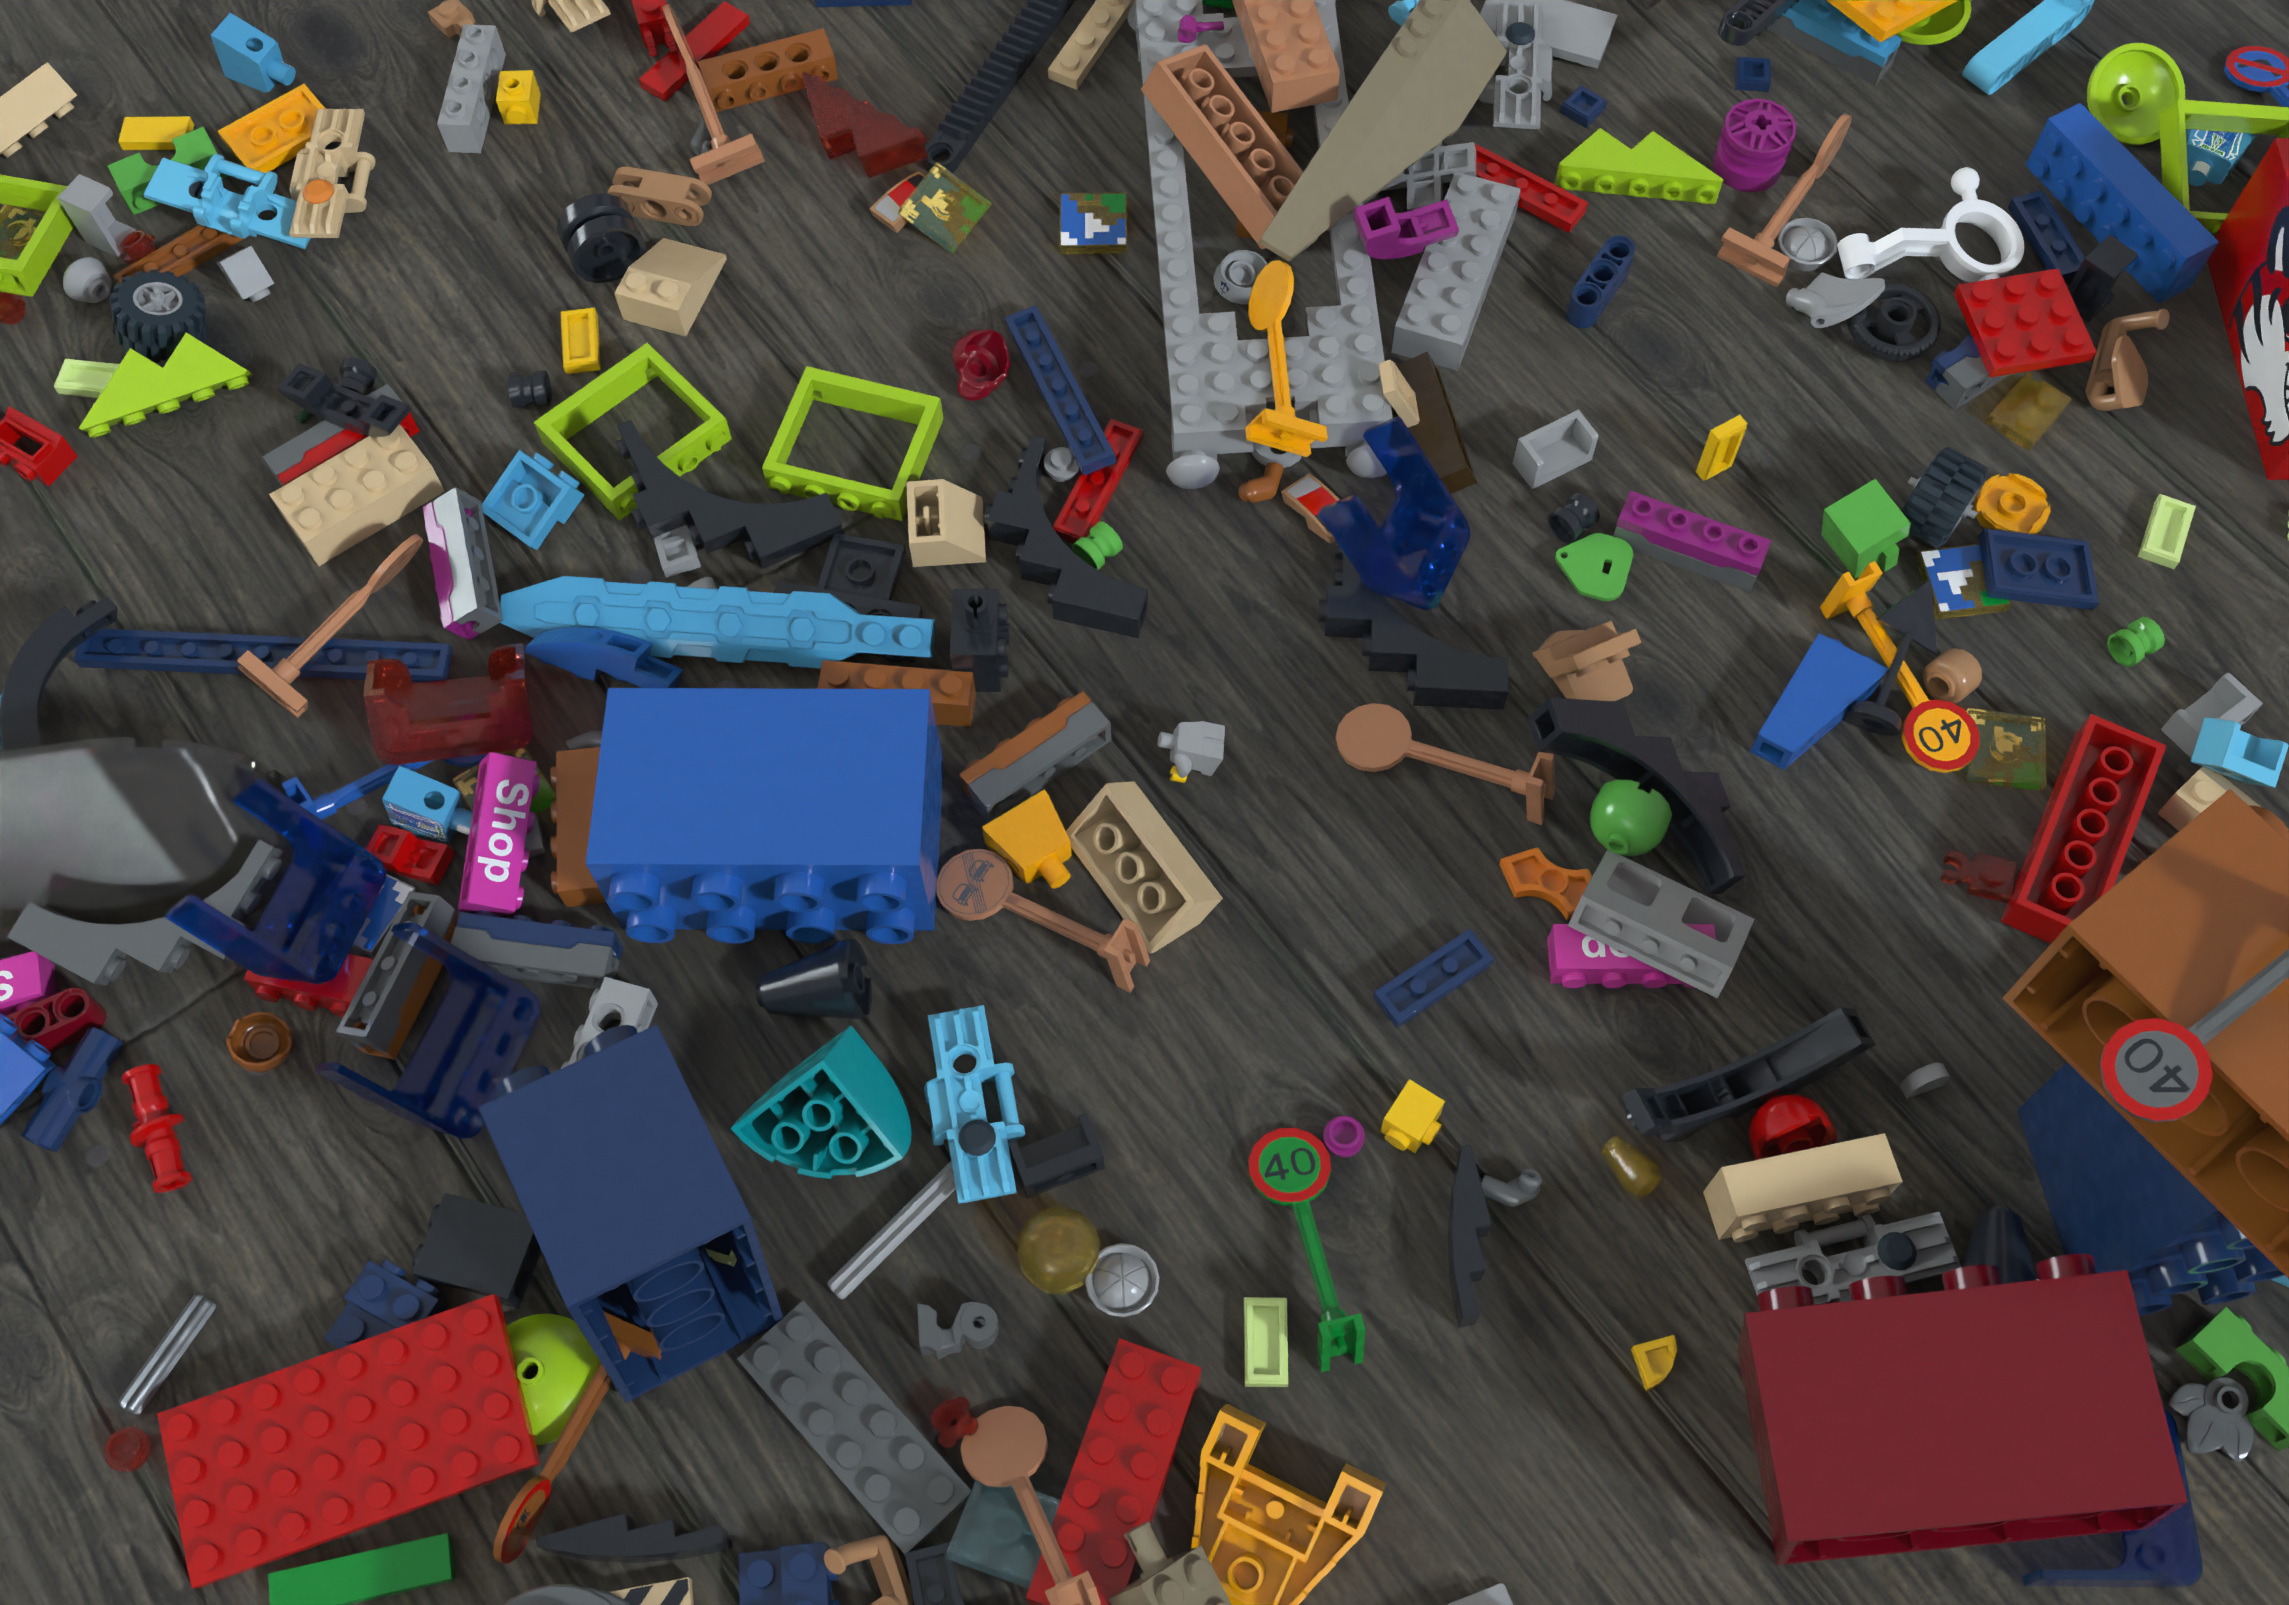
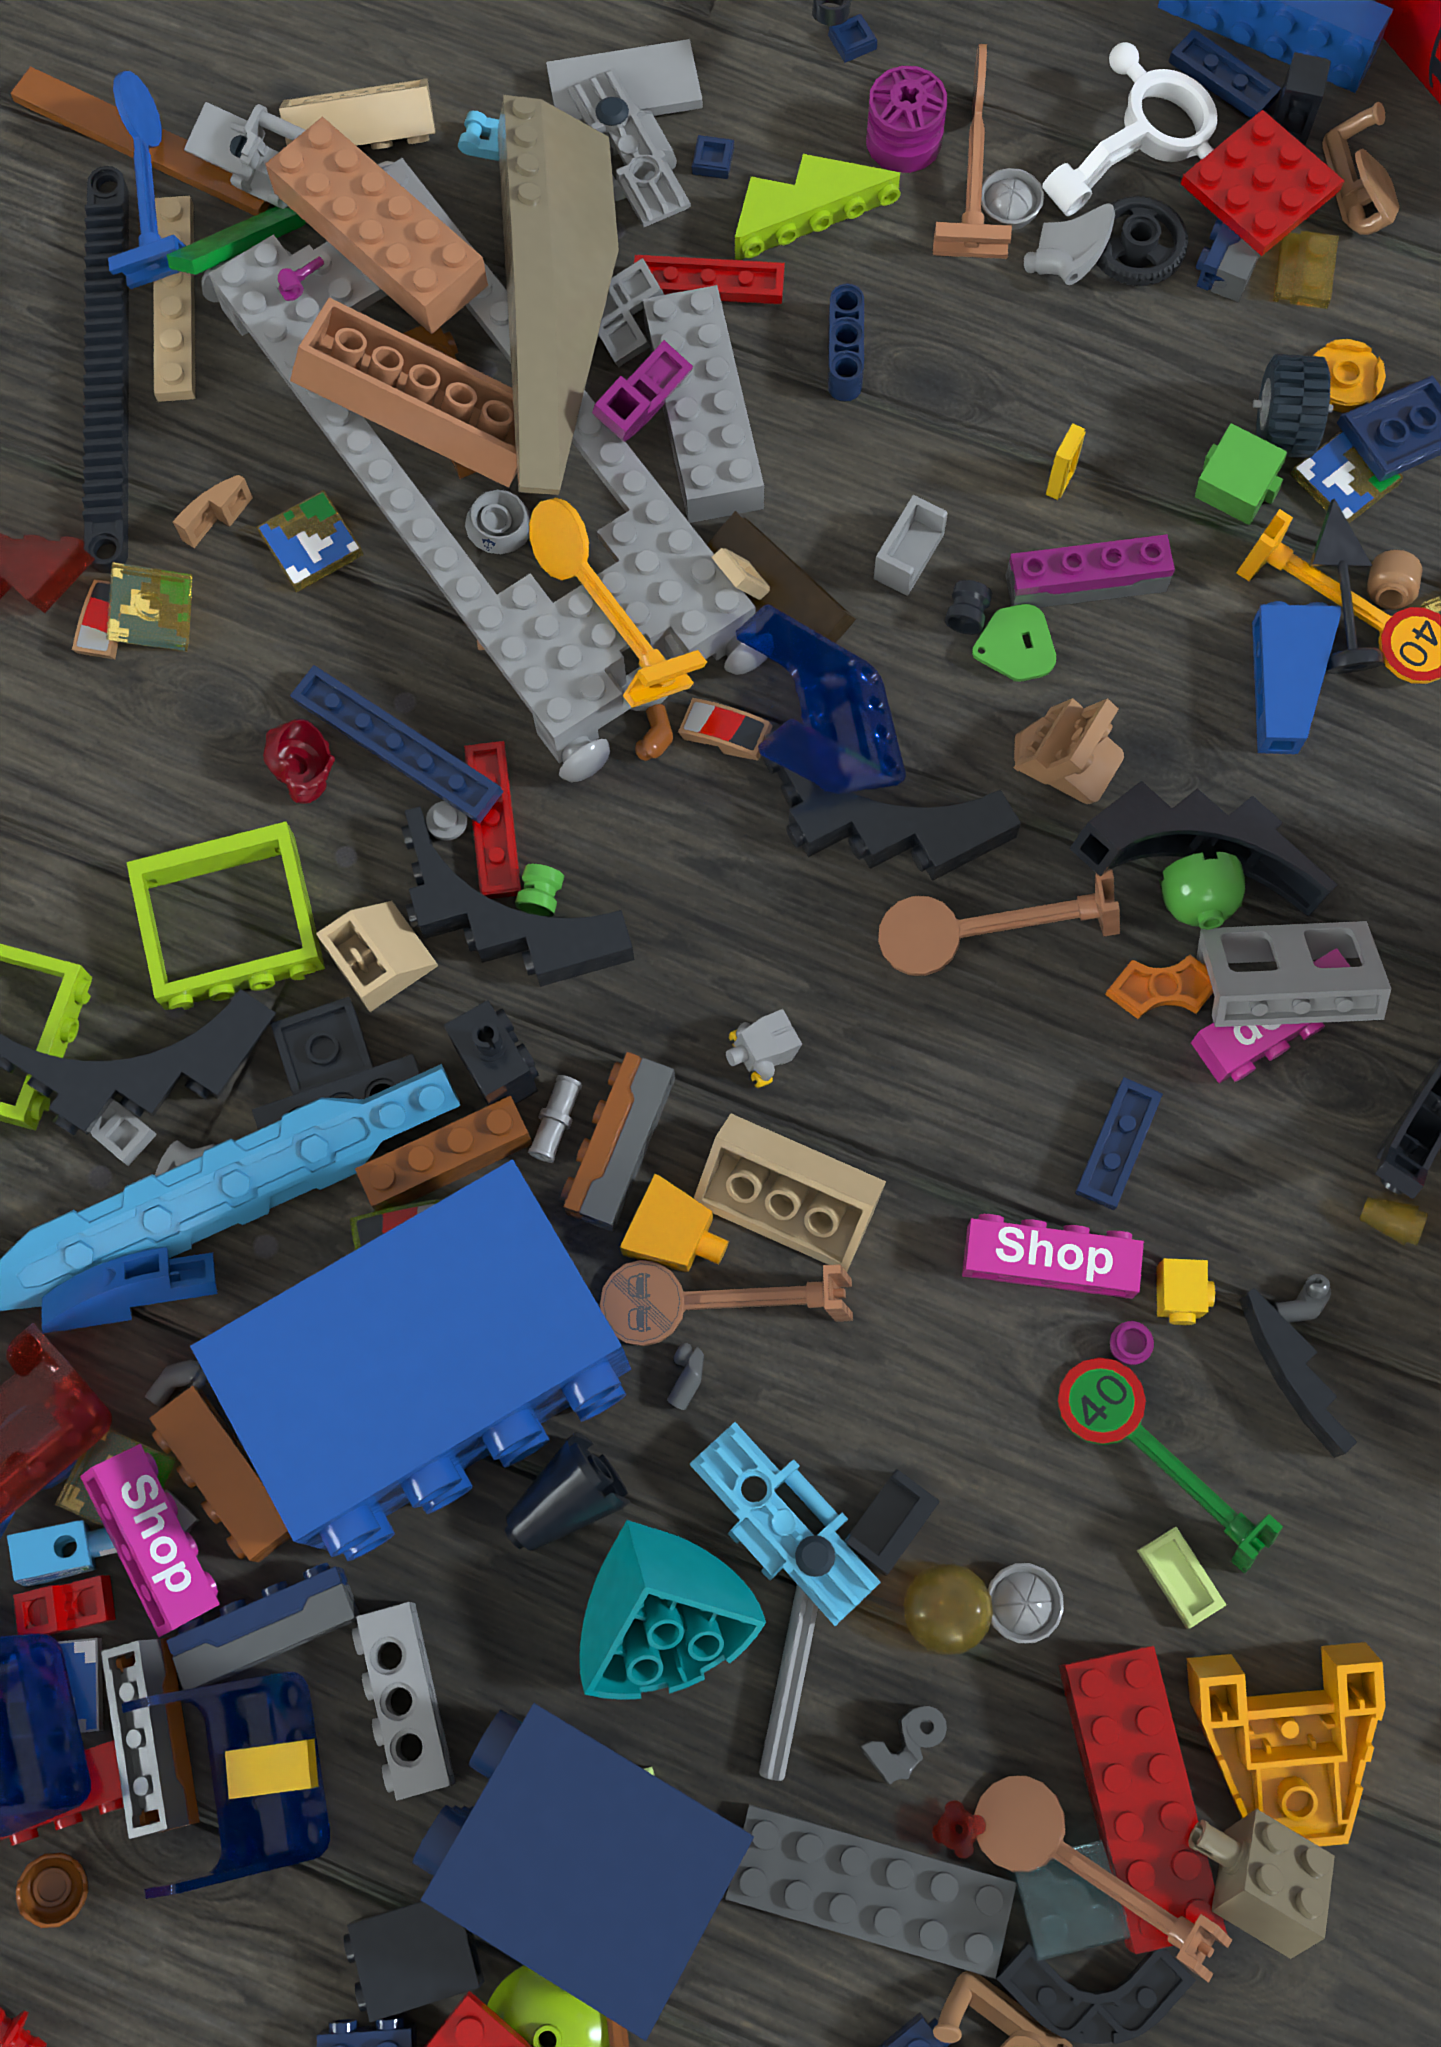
camera: 30 degrees left, 10 degrees up
(469, 1047) = (271, 1769): none -> yellow tile
(971, 959) = (690, 1378): none -> dark grey arm
(998, 714) = (555, 1118): none -> light grey pin
(1044, 163) = (220, 502): none -> medium nougat slope
(1320, 1031) = (1053, 1257): none -> dark pink brick

